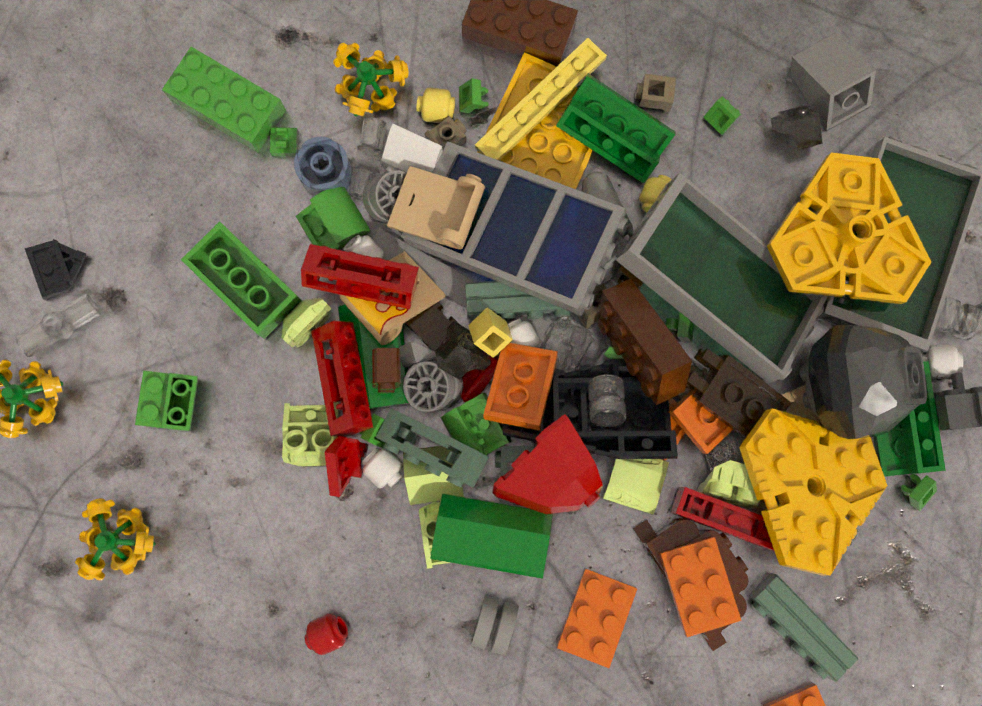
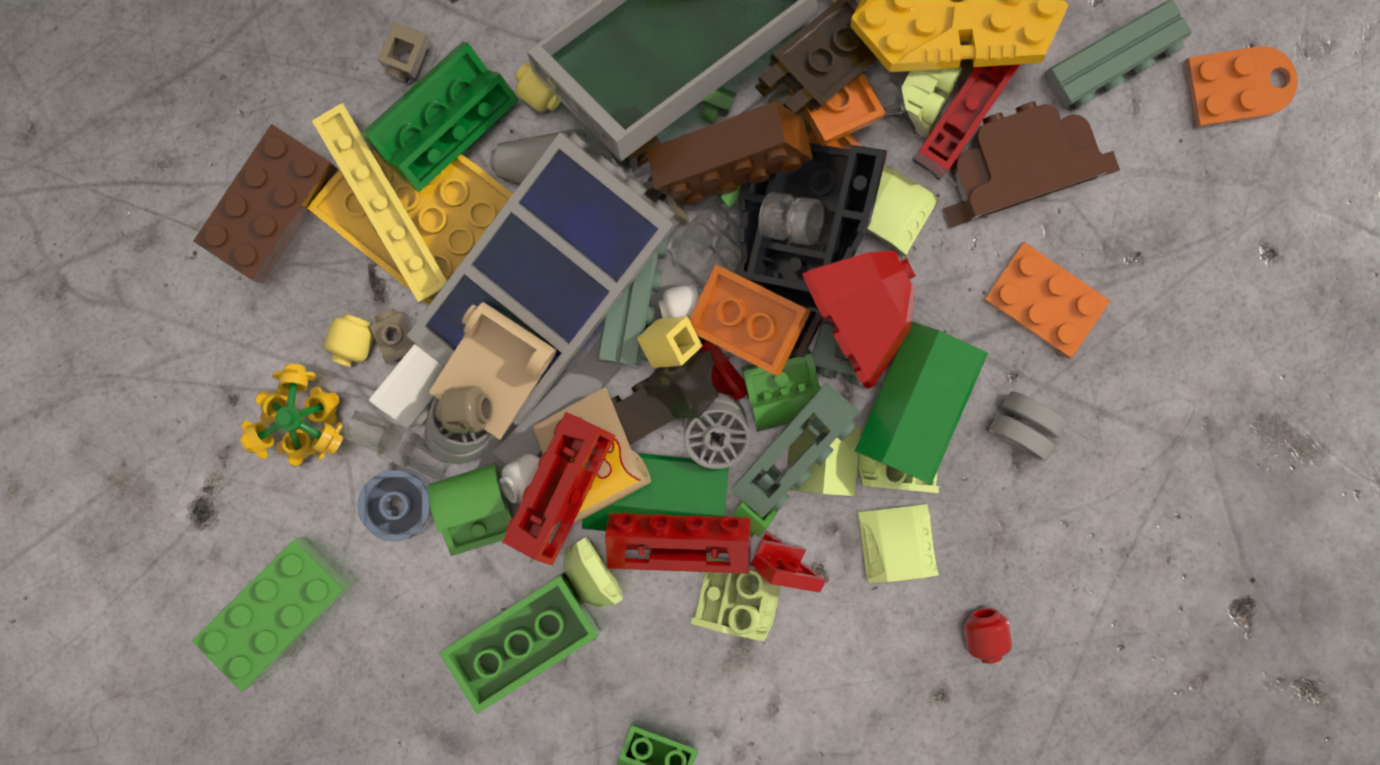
camera: 75 degrees left, 5 degrees up
(284, 141) = (346, 549): bright green tile -> none
(380, 546) = (897, 544): none -> yellowish green slope
(382, 468) = (801, 519): white head -> none
(386, 369) = (686, 483): reddish brown brick -> none
(401, 192) = (464, 409): none -> dark tan head
(414, 353) = (671, 444): light grey slope -> none
(470, 96) = (347, 291): bright green tile -> none
(700, 587) = (1042, 165): orange plate -> none

